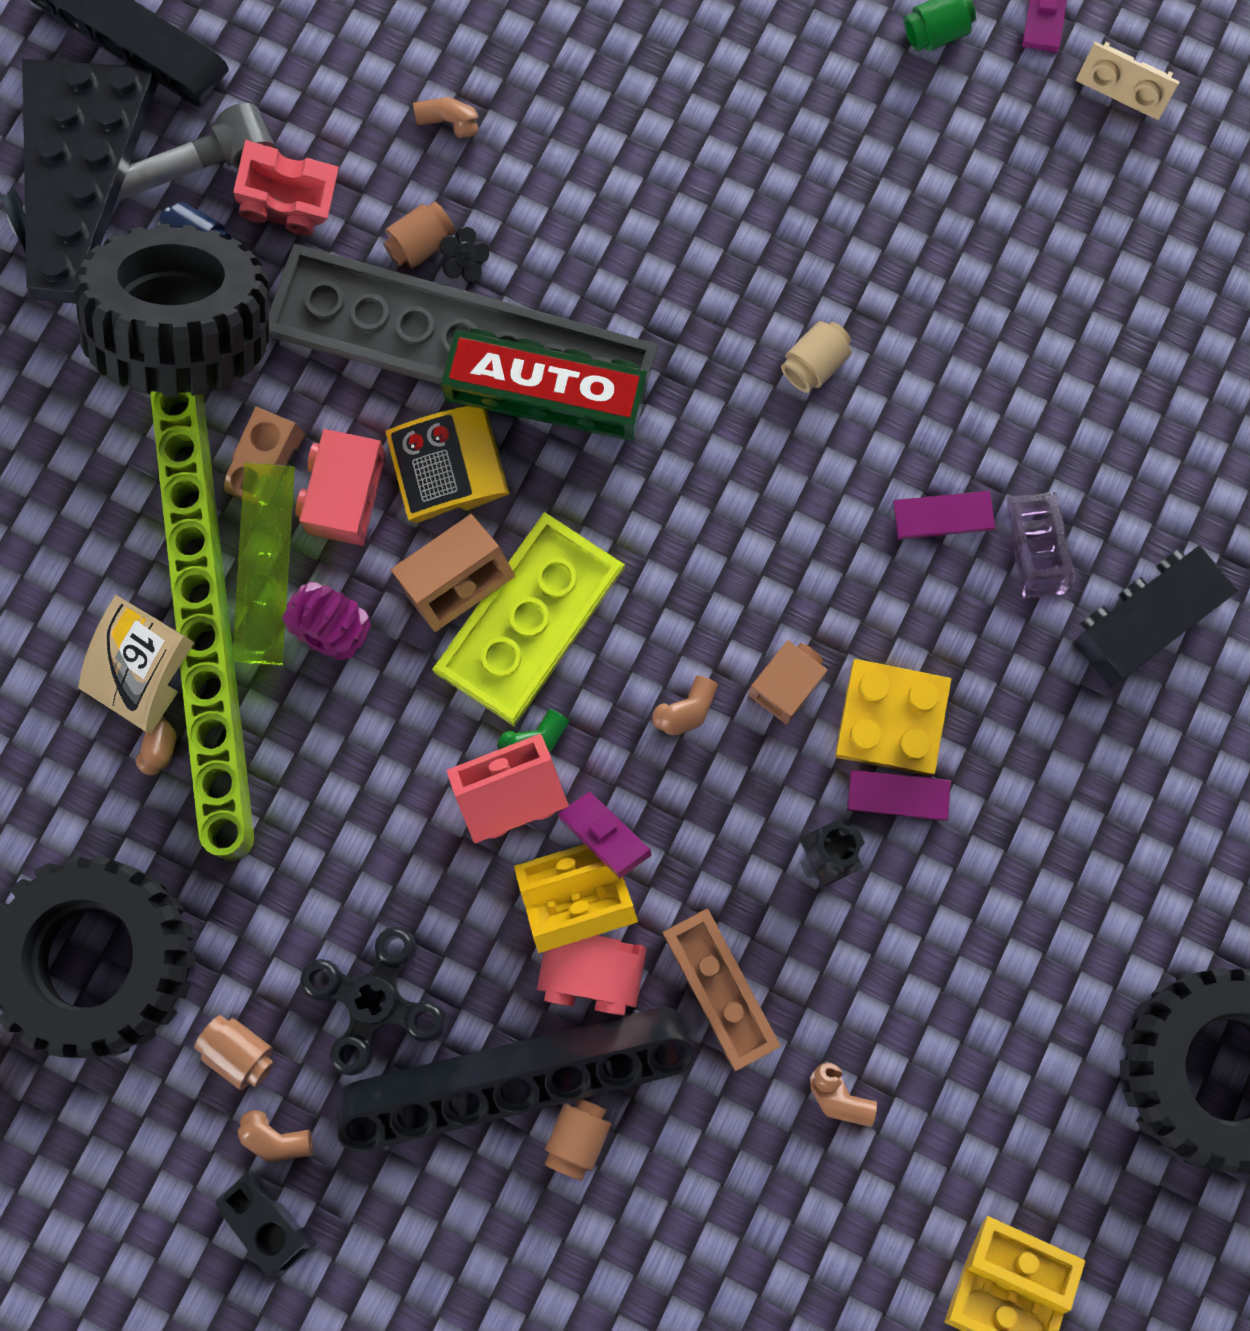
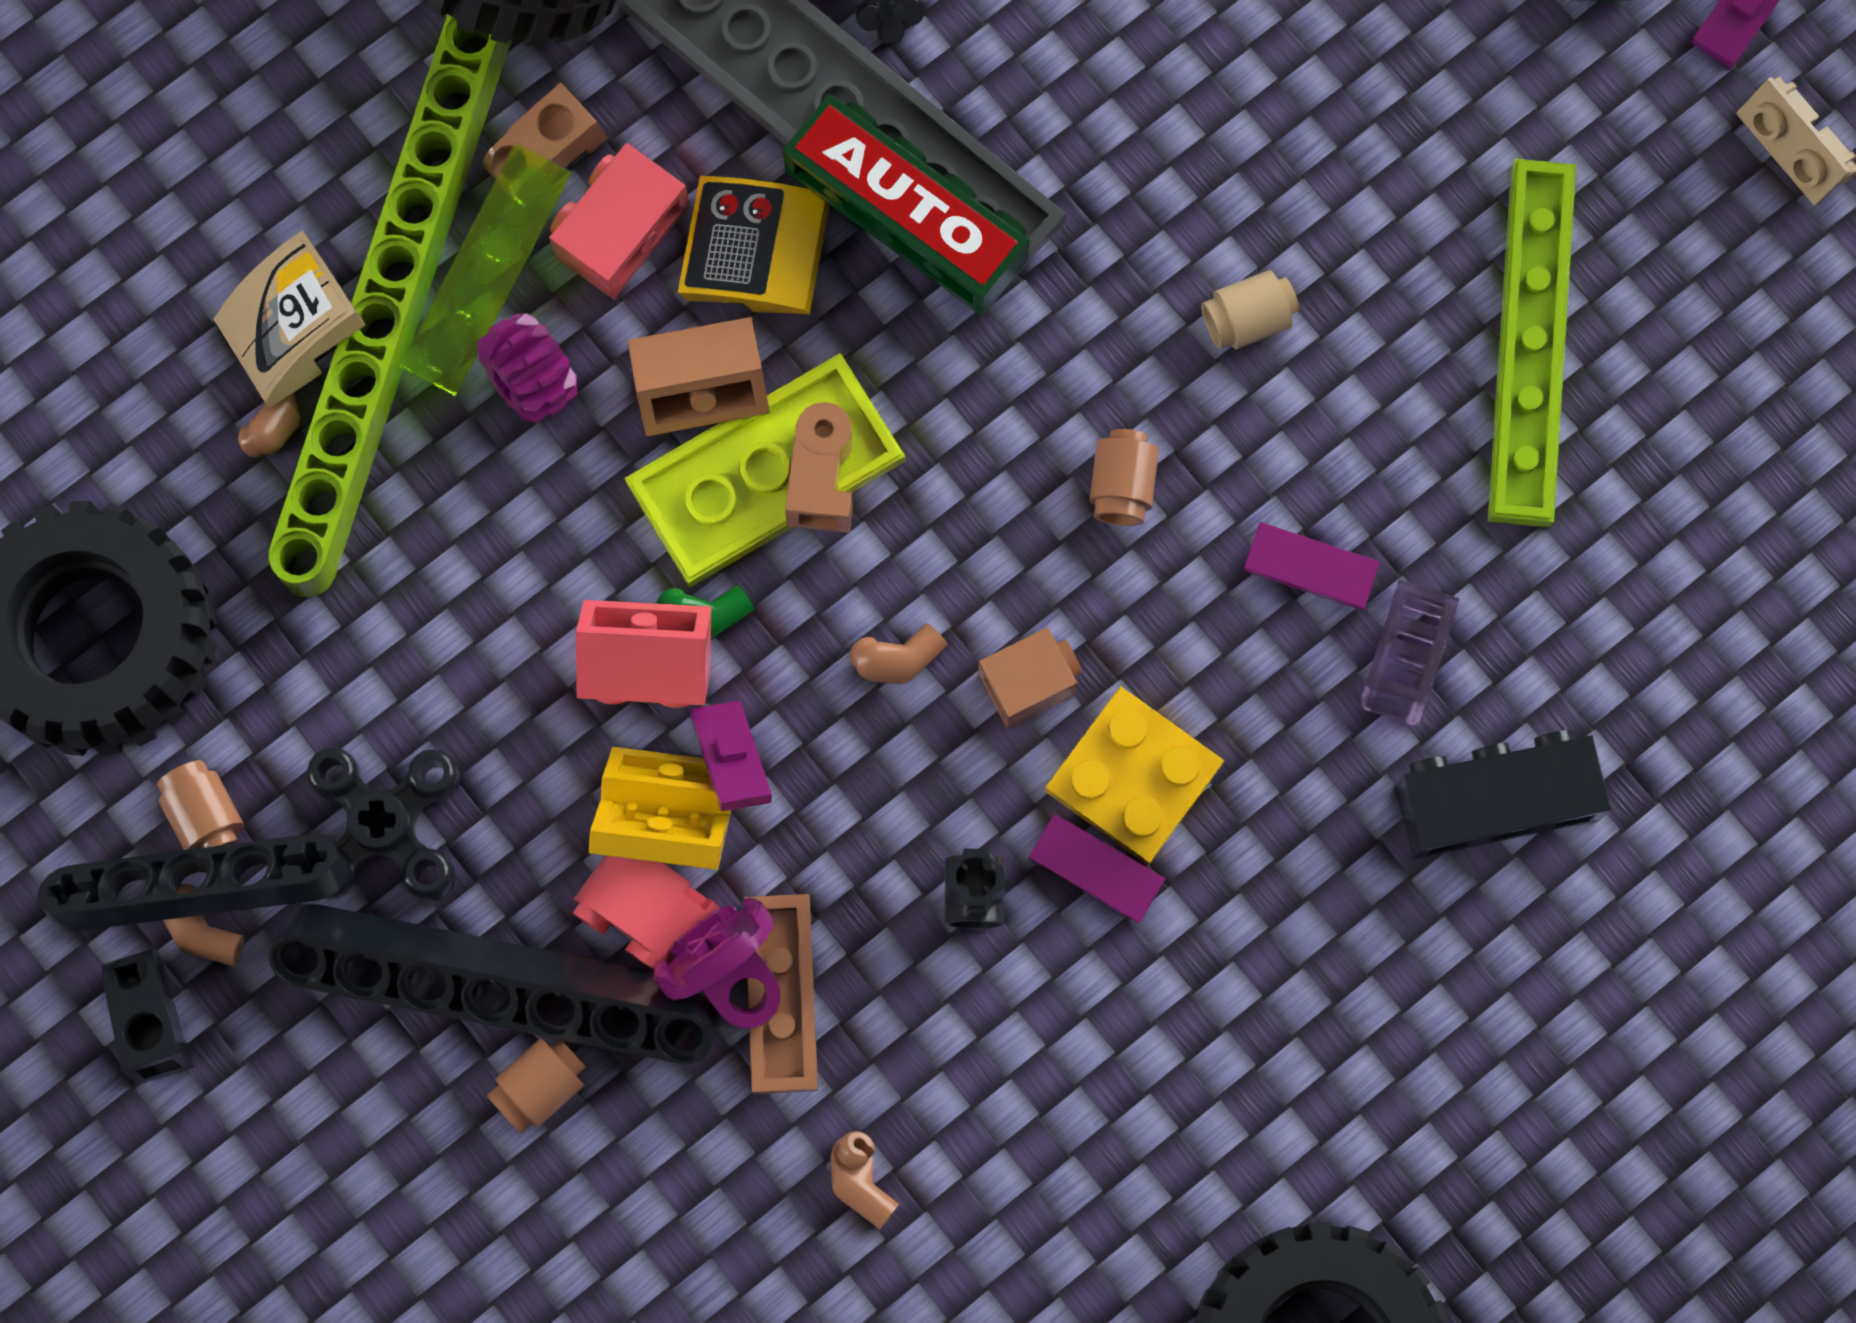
camera: 25 degrees right, 0 degrees up
(277, 1111) = (217, 893): none -> black beam
(565, 589) = (819, 450): none -> nougat leg
(667, 982) = (718, 955): none -> magenta tile
(786, 511) = (1123, 477): none -> nougat brick
(1018, 295) = (1532, 343): none -> lime tile

